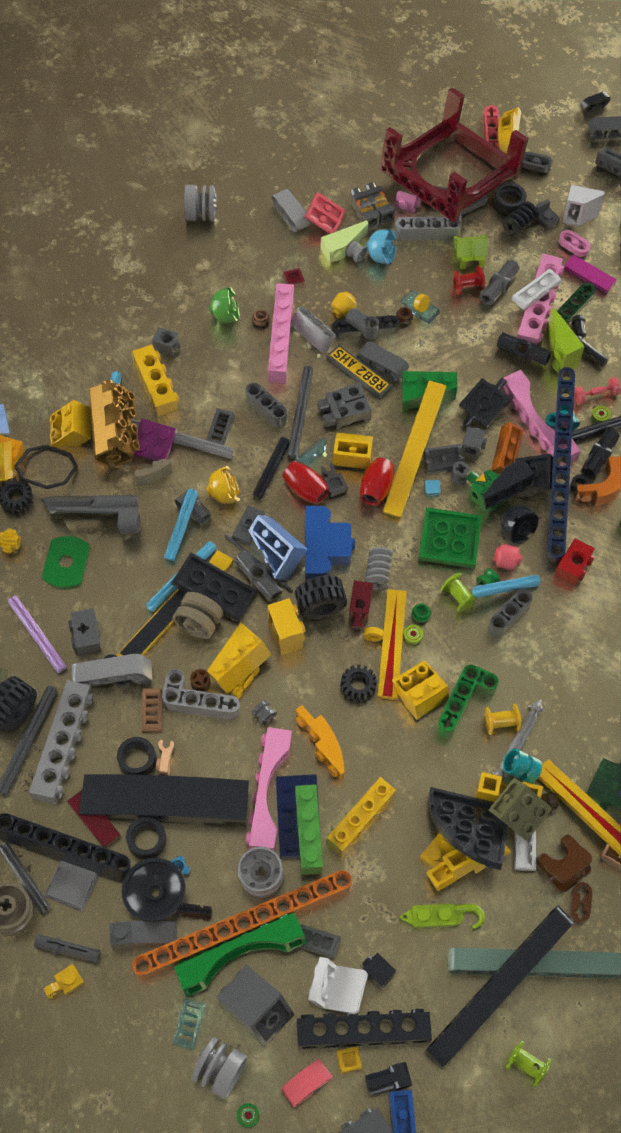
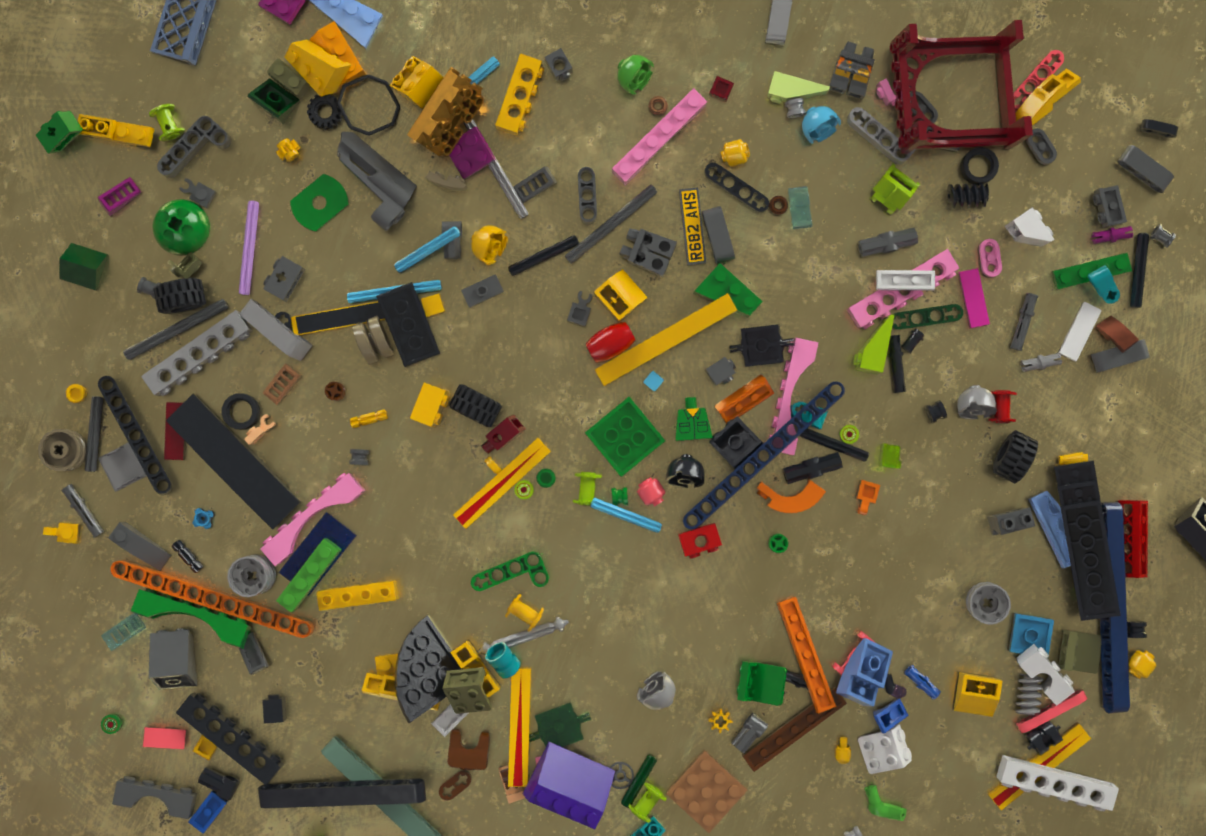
camera: 45 degrees right, 25 degrees up
(136, 825) = (213, 479): black tyre -> none
(144, 880) = (158, 518): black dish -> none
(203, 698) = (322, 407): light grey beam -> none
(218, 1067) = (112, 681): light grey wheel -> none
(238, 658) = (374, 400): yellow wedge -> none
(251, 567) = (450, 329): dark grey piece -> none
(268, 571) = (462, 329): dark grey piece -> none
(279, 547) = (484, 331): medium blue wedge -> none
(305, 482) = (554, 294): red piece -> none
(312, 329) = (687, 156): light grey beam -> none
(312, 452) = (586, 268): clear light blue slope -> none
(325, 213) = (802, 47): coral slope -> none
(326, 542) = (523, 358): blue brick -> none
(327, 746) = (380, 524): light orange slope -> none
(337, 987) = (236, 696): white bracket -> none
(355, 694) = (459, 493): black tyre -> none
(367, 324) = (731, 186): dark grey piece -> none
(379, 567) = (545, 415): light grey piece -> none
(421, 303) = (800, 208): yellow tile -> none
(421, 689) = (486, 538): yellow slope -> none
(441, 915) = (352, 709): lime plate -> none
(442, 458) = (682, 366): dark grey hinge -> none
(457, 474) = (689, 388): dark grey bush -> none
(469, 280) = (861, 219): red hose -> none
(507, 621) = (619, 540): dark grey beam -> none
(512, 481) = (709, 437): black slope -> none
(533, 352) = (847, 334): black piece -> none
(547, 216) = (995, 209): dark grey bracket -> none
(551, 800) = (500, 699): dark brown plate -> none
(579, 479) = (774, 474): black bush -> none
(613, 386) = (865, 412): coral wheel -> none

